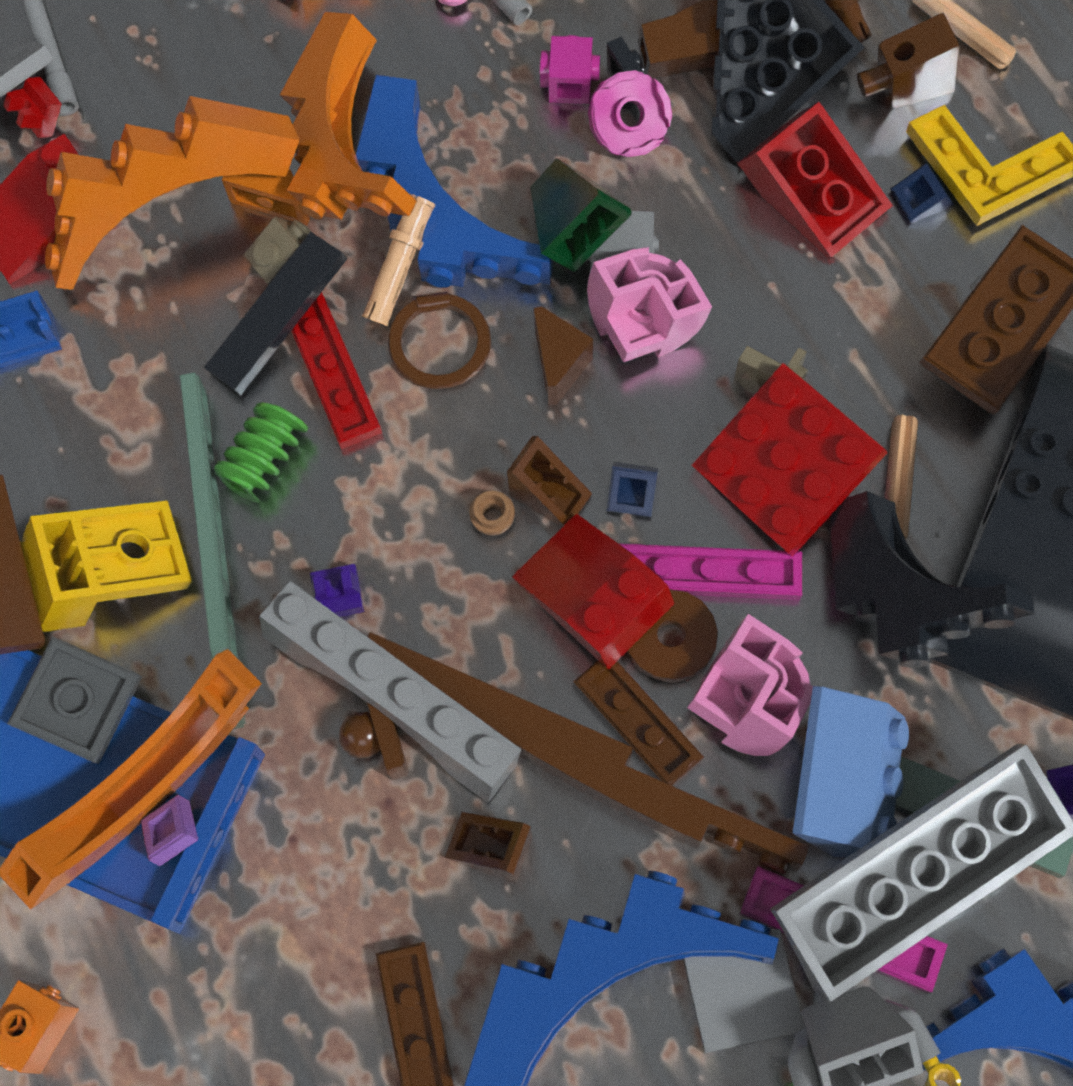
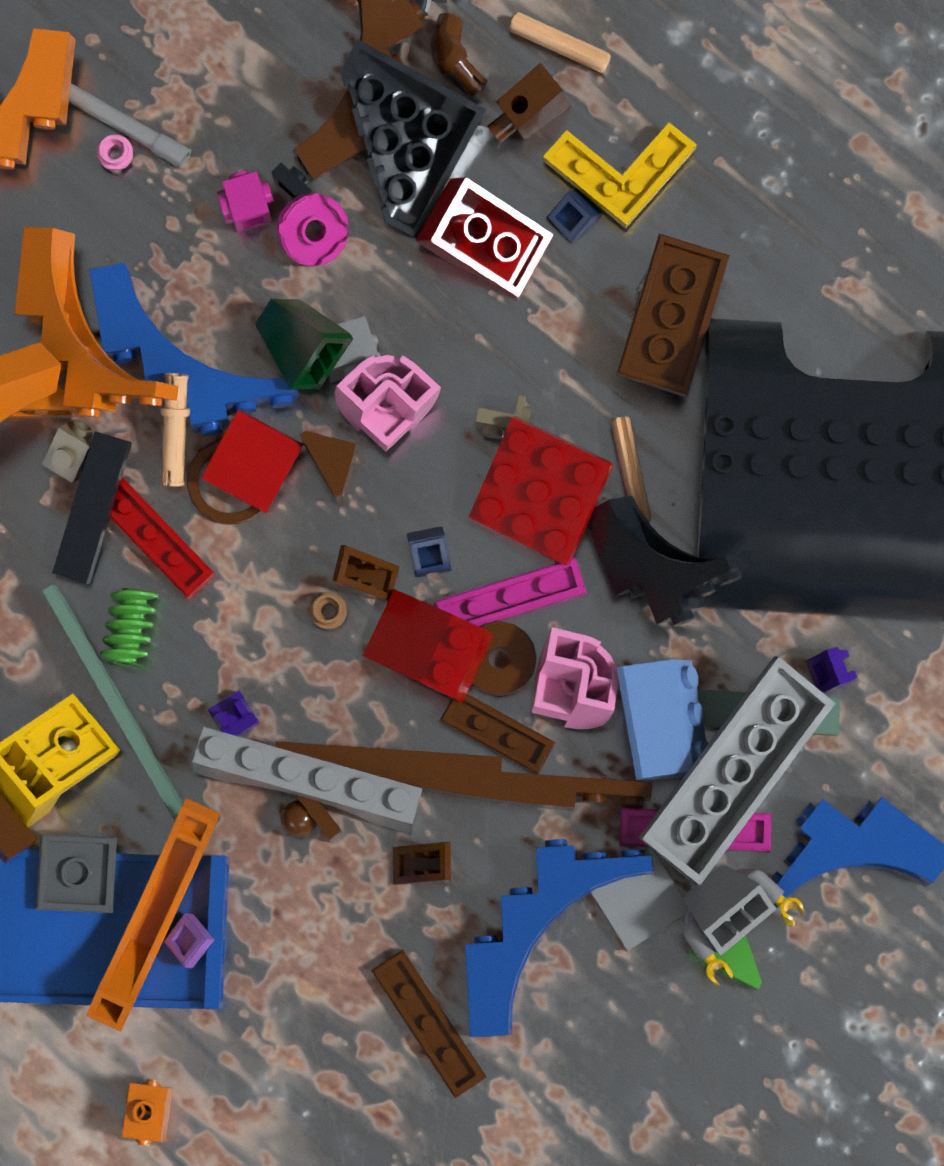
camera: 20 degrees left, 10 degrees up
(470, 322) = (252, 461): none -> red slope

